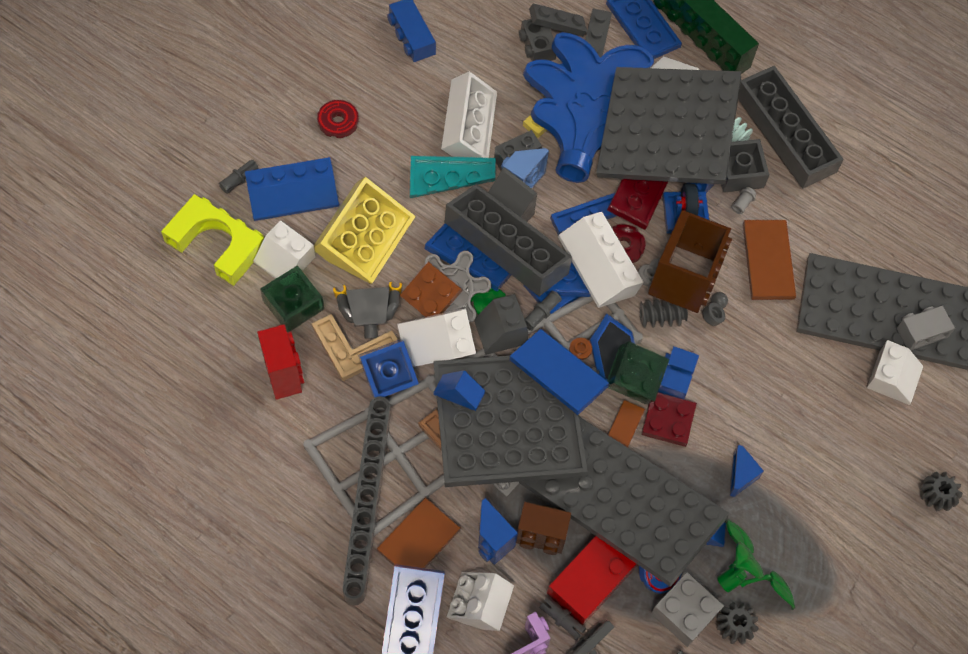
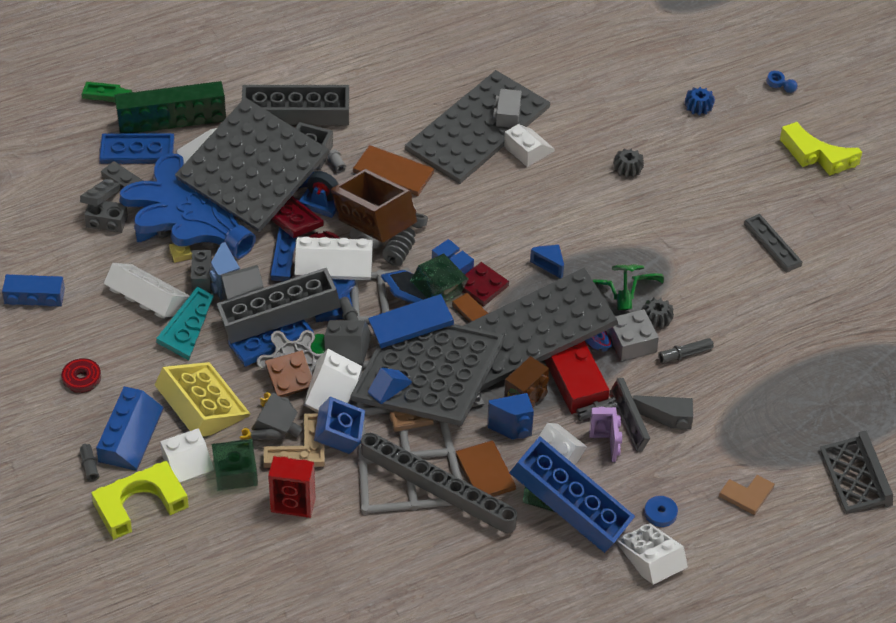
camera: 60 degrees left, 15 degrees down
(581, 348) = (398, 301): dark orange plate -> none

